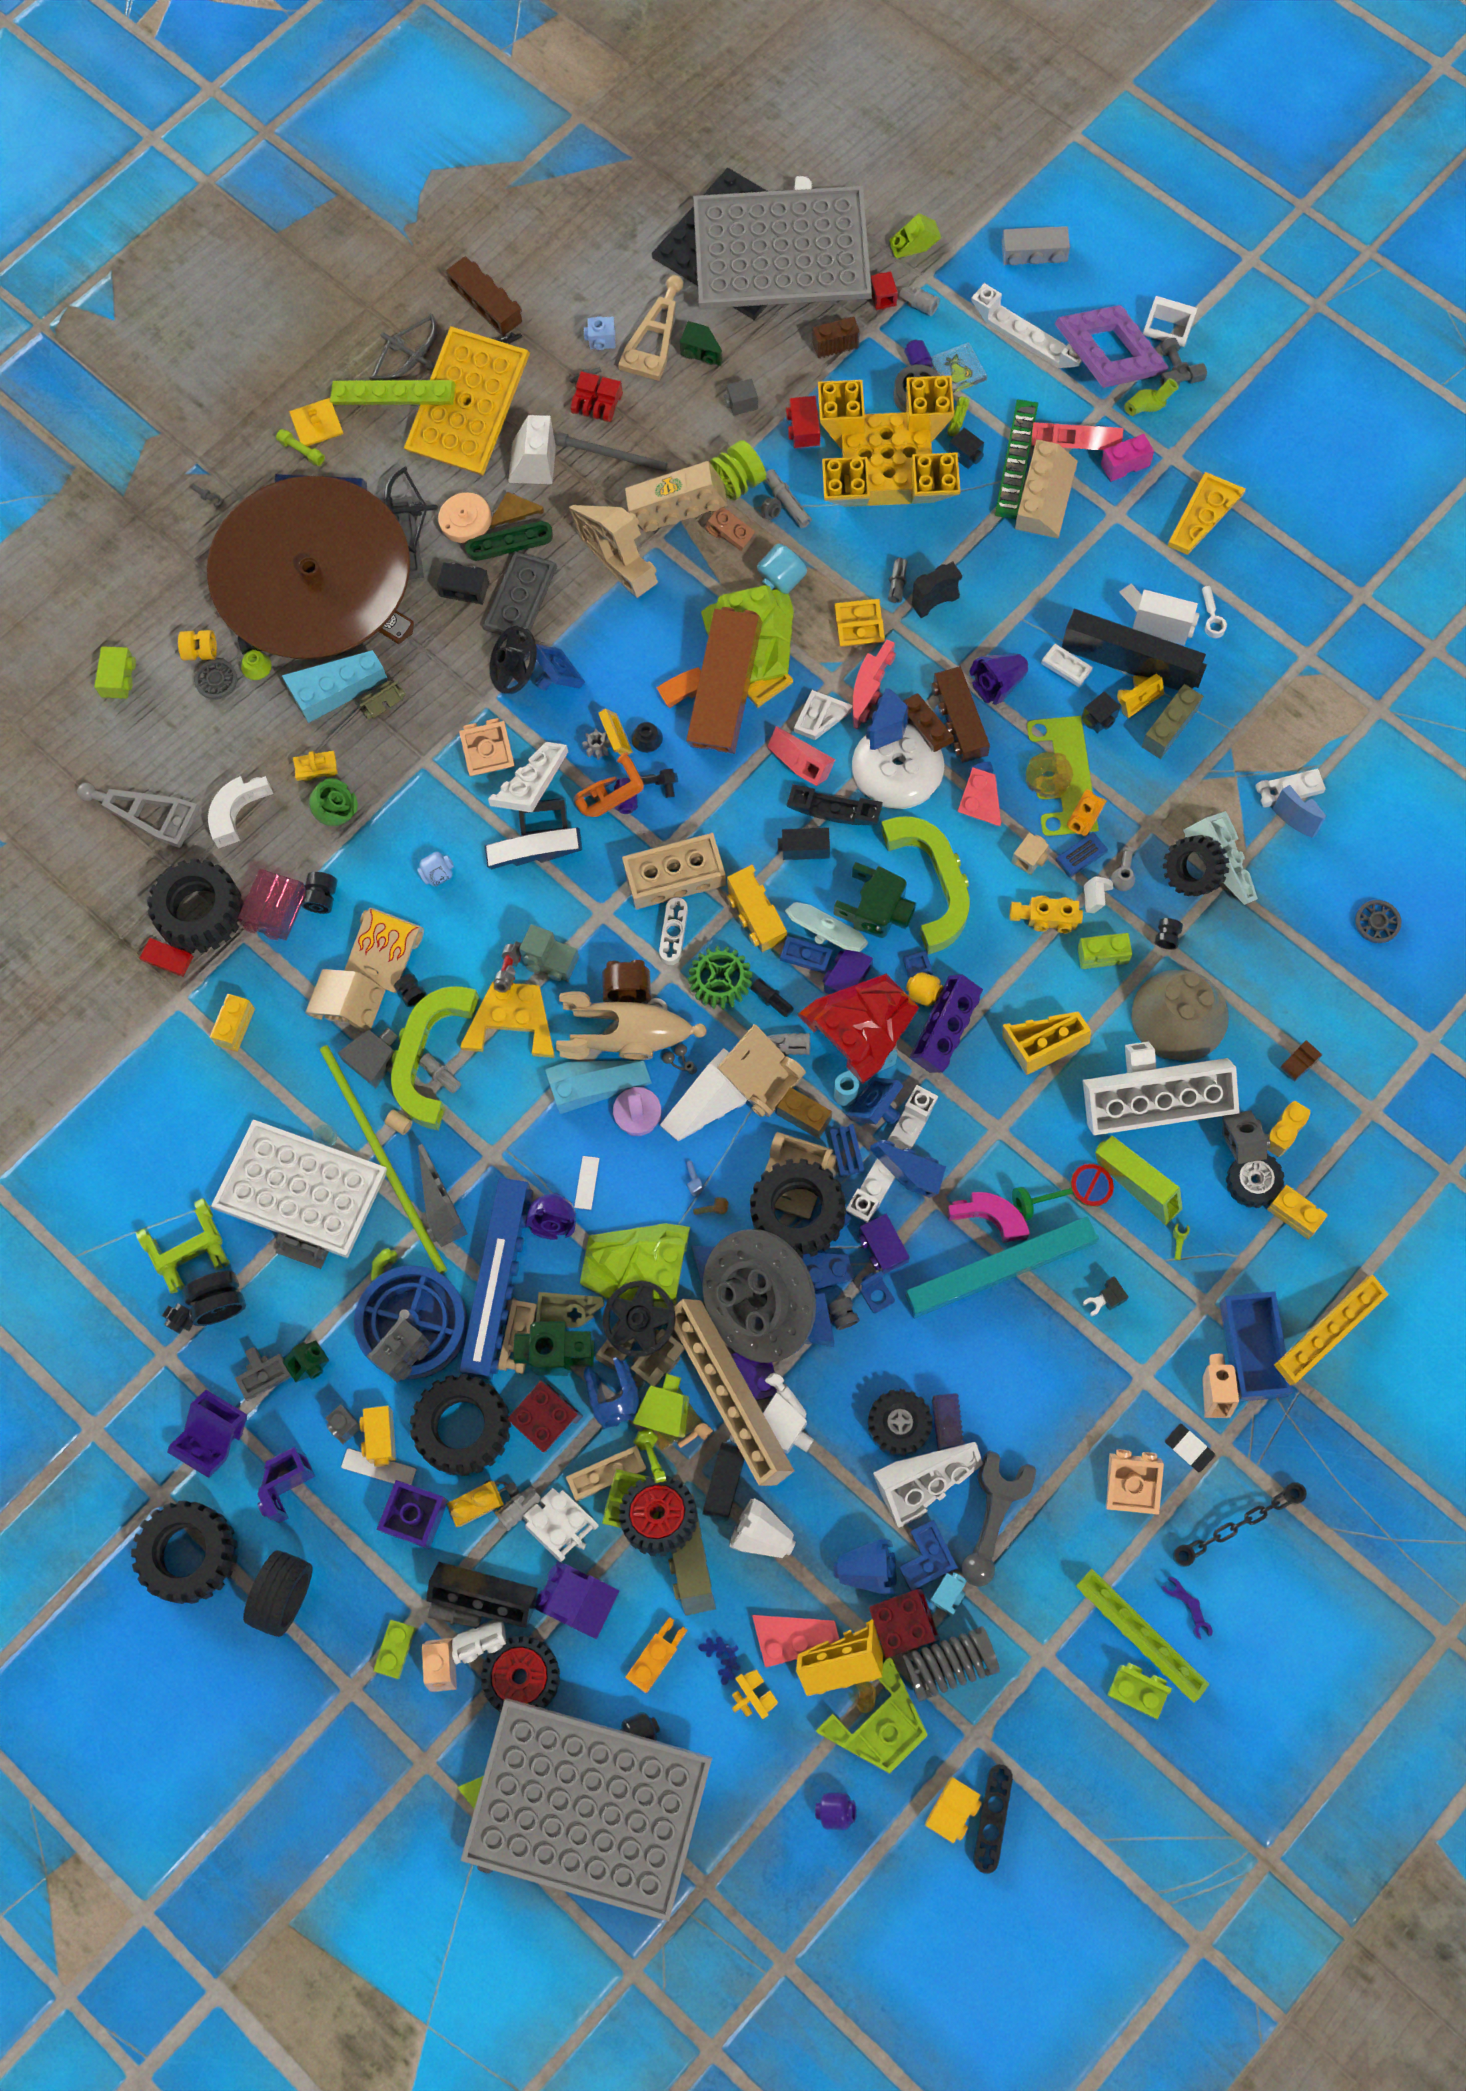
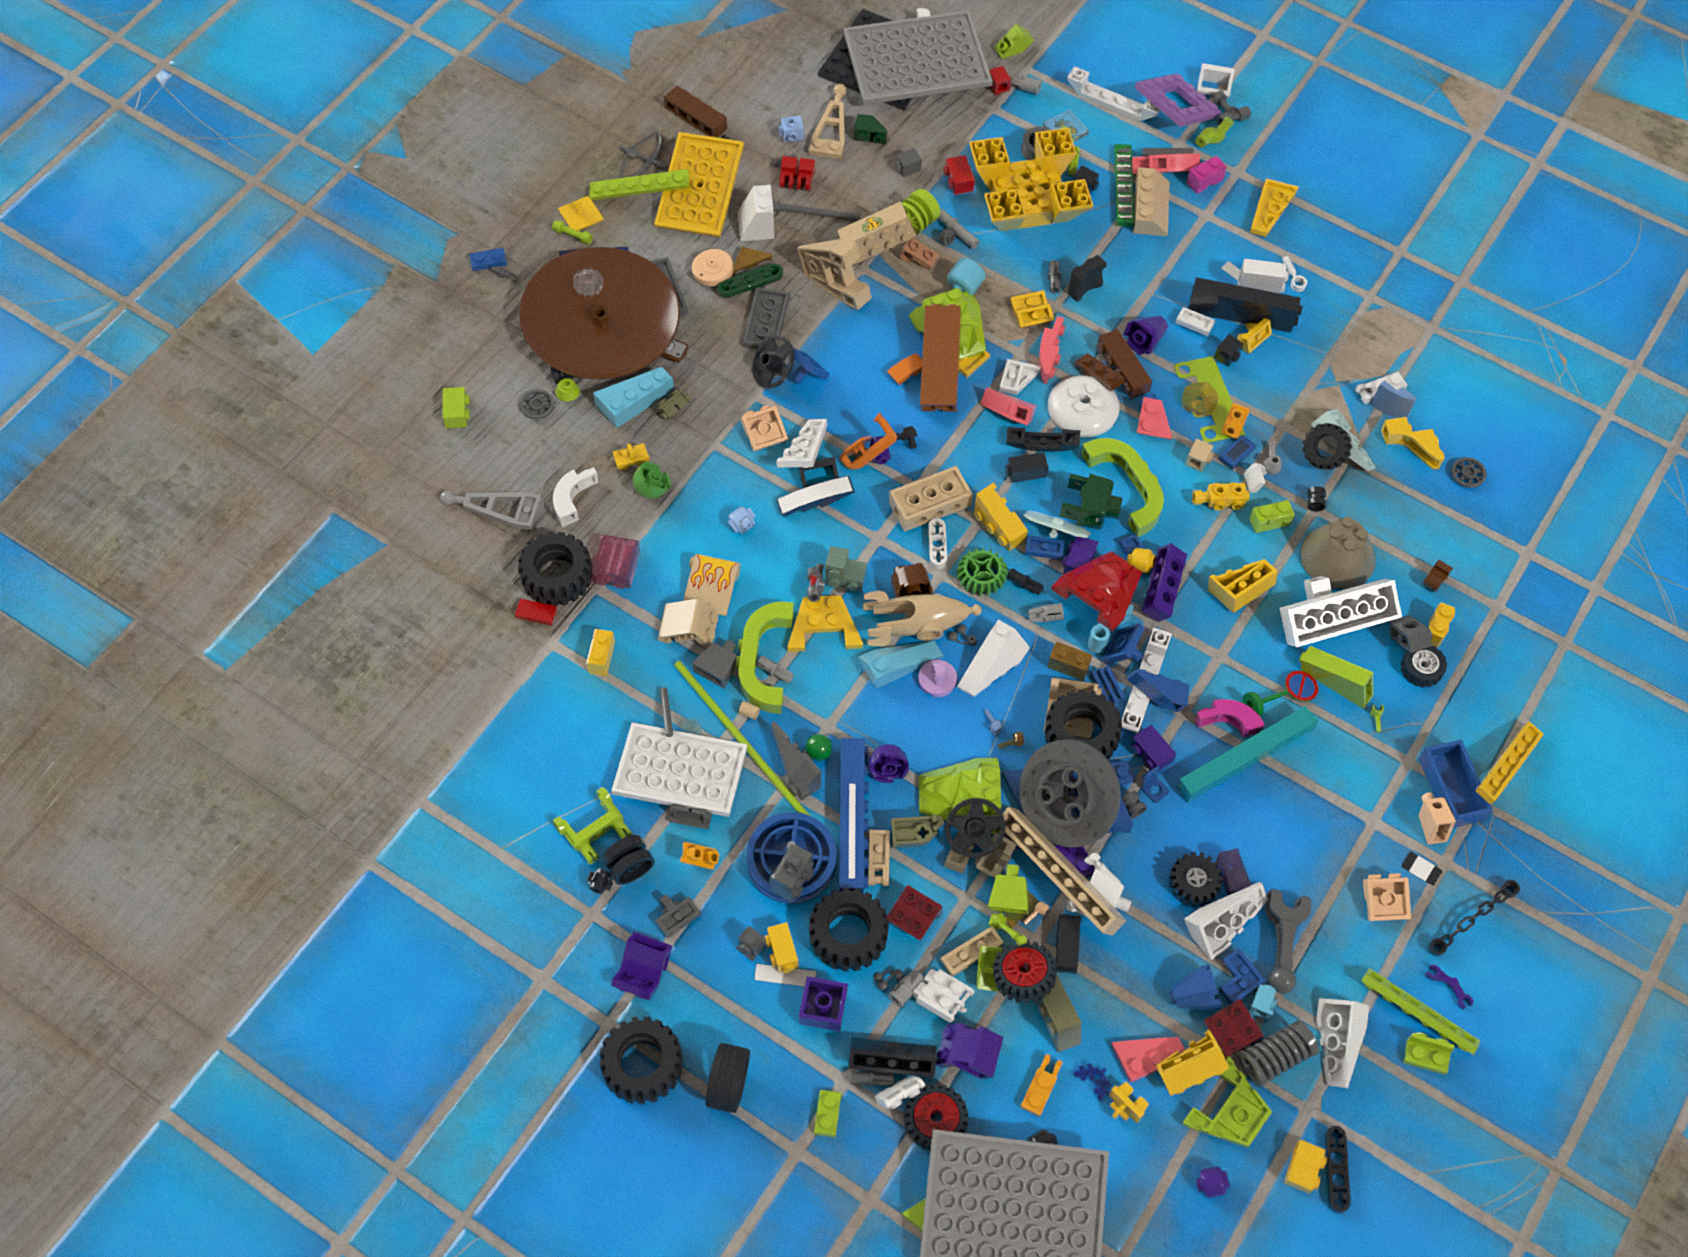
camera: 15 degrees left, 10 degrees down
(189, 645) = (513, 383): yellow wheel -> none
(190, 473) = (487, 259): none -> blue plate
(273, 1486) = (713, 994): dark purple piece -> none
(297, 1111) = (666, 712): none -> dark grey bar
(298, 525) = (588, 282): none -> clear gear
(300, 1304) = (699, 856): none -> light orange hips
(306, 1361) = (712, 898): dark green brick -> none
(319, 891) = (652, 548): black wheel -> none
(381, 1260) = (756, 816): lime arm -> none
(409, 989) = (739, 611): black wheel -> none
(415, 507) = (672, 264): black piece -> none
(439, 1665) = (869, 1118): light nougat torso -> none
(463, 583) = (720, 313): black brick -> none
(471, 1183) = (818, 747): none -> green piece
(475, 1504) = (871, 989): yellow tile -> none
(566, 1344) = (912, 858): dark green piece -> none
(586, 1182) = (908, 736): white sticker -> none
(596, 744) = (849, 416): light grey gear -> none
(615, 731) = (862, 406): yellow tile -> none
(622, 1409) = (971, 899): blue piece -> none
(646, 737) = (887, 407): black cone -> none
(760, 1071) = (1030, 634): tan door -> none
(761, 1532) = (1106, 976): white cone -> none
(835, 337) = (970, 115): reddish brown brick -> none
(866, 1697) = (1216, 1090): clear yellow arm -> none
(888, 721) = (1071, 372): blue slope -> none
(918, 353) = (1034, 119): dark purple brick -> none
(1035, 245) = (1104, 39): light grey brick -> none
(1037, 1650) = (1342, 1033): none -> white wedge
(1083, 417) = (1162, 151): none -> dark grey tile
(1111, 1296) = (1336, 764): pearl dark grey piece -> none
(1172, 721) = (1283, 350): olive brick -> none
(1297, 1212) = (1461, 683): yellow brick -> none
(1324, 873) = (1421, 443): none -> yellow arch

